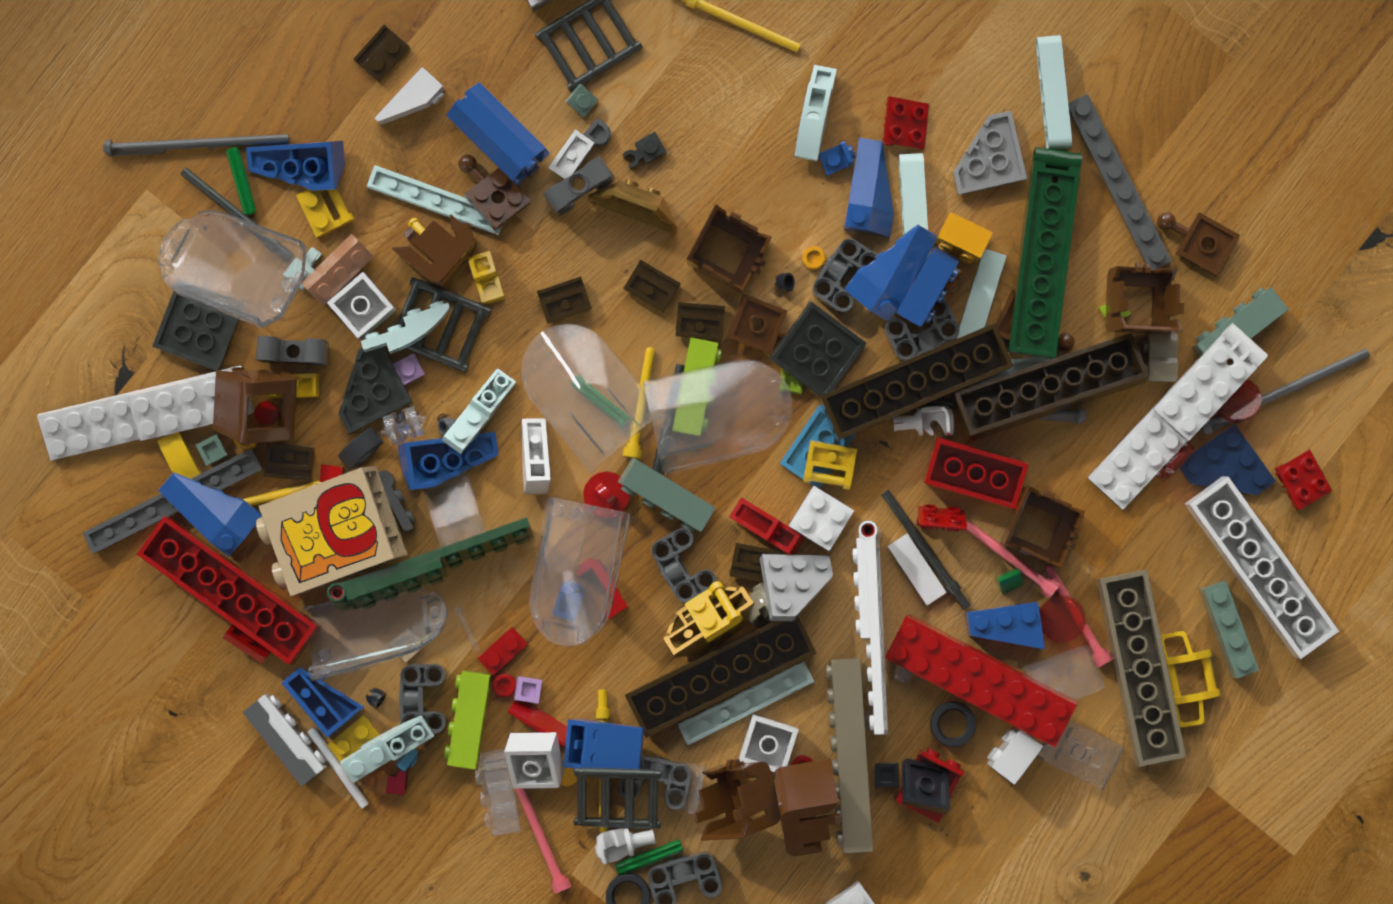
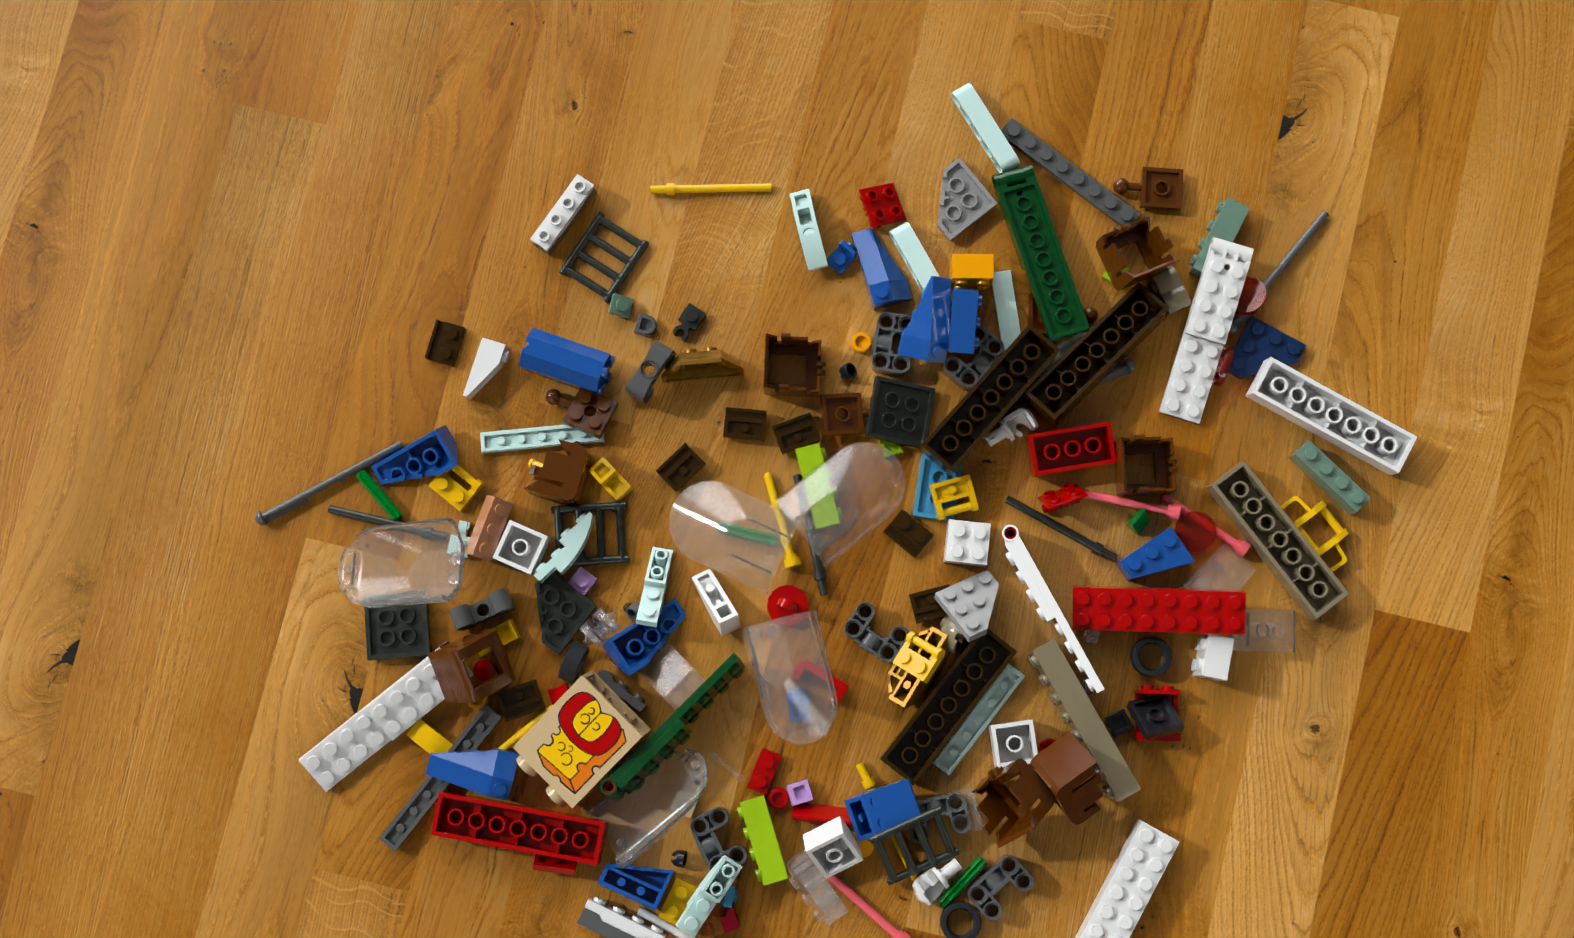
camera: 25 degrees left, 5 degrees down
(212, 450) = (454, 721): sand green plate -> none
(571, 155) = (632, 351): white plate -> none
(665, 494) = (835, 582): sand green brick -> none
(766, 480) = (908, 533): none -> dark brown plate
(767, 527) = (927, 570): red slope -> none
(916, 569) = (1061, 547): white tile -> none
(1303, 480) = (1327, 334): red hinge -> none

